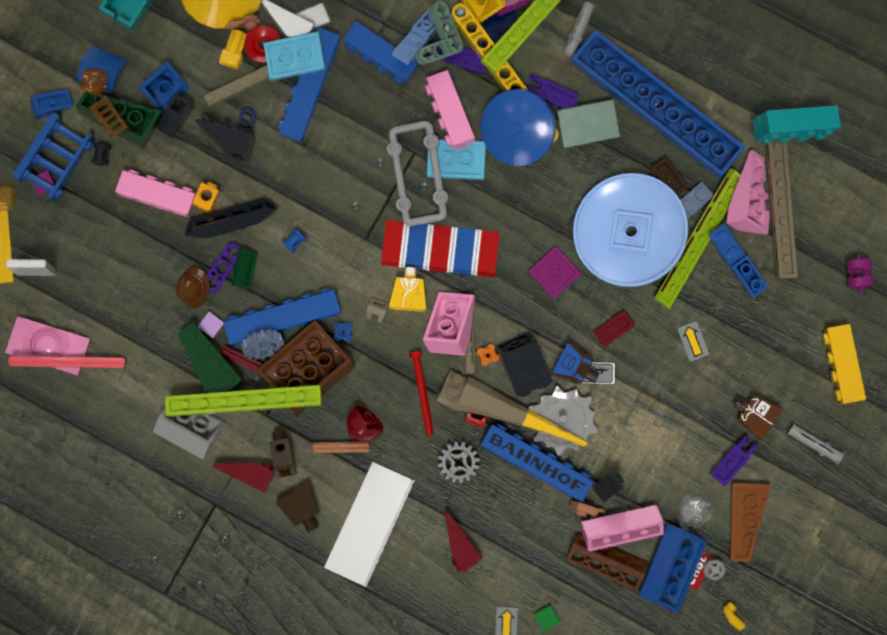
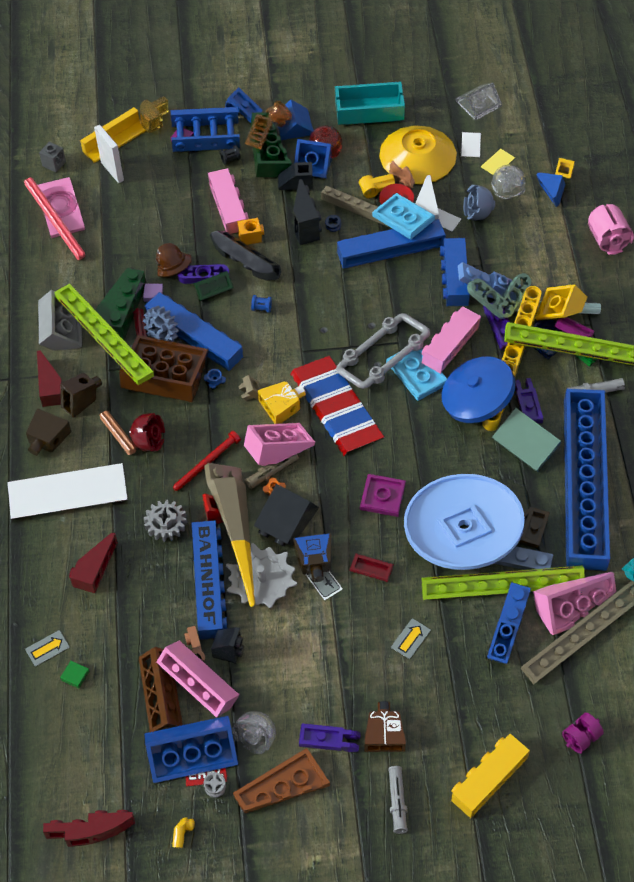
camera: 55 degrees right, 25 degrees down
(147, 58) = (329, 135): none -> clear red cylinder

